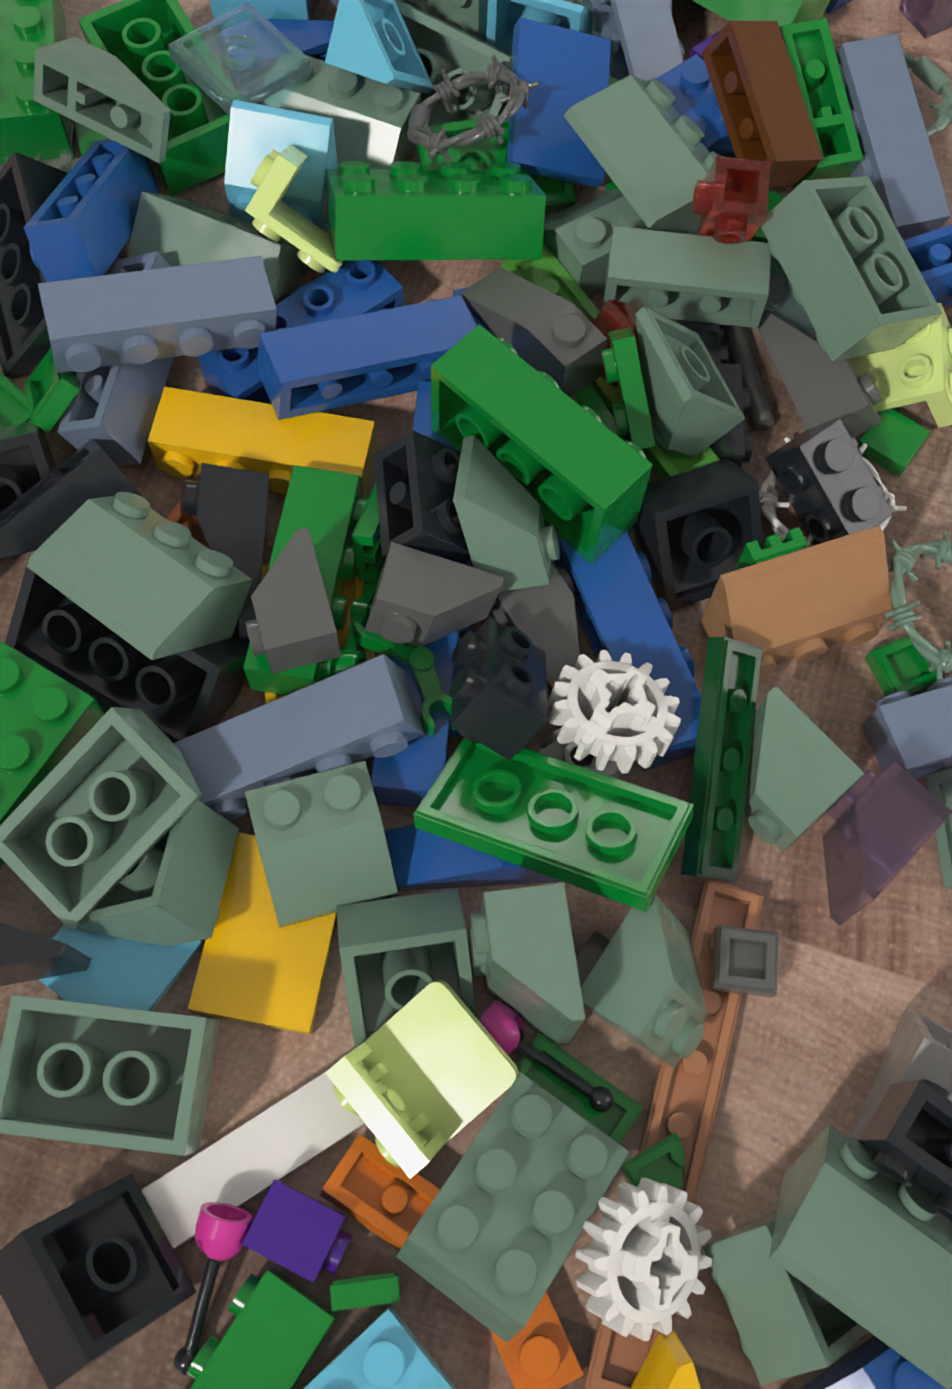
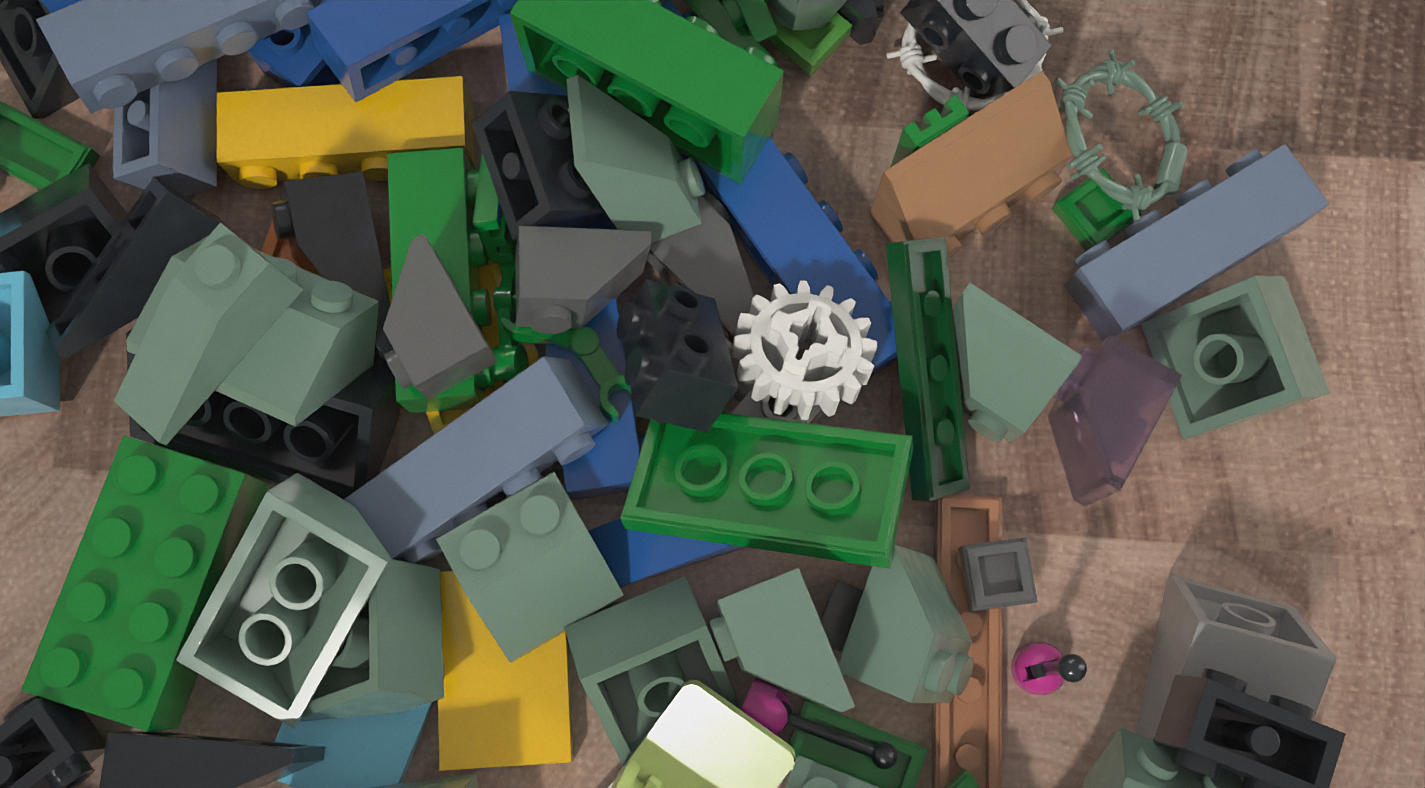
camera: 10 degrees left, 10 degrees up
(49, 392) = (90, 136): green tile -> none
(98, 558) = (202, 331): none -> sand green slope
(697, 529) = (846, 112): black slope -> none
(773, 1058) = (1047, 668): none -> dark pink hinge

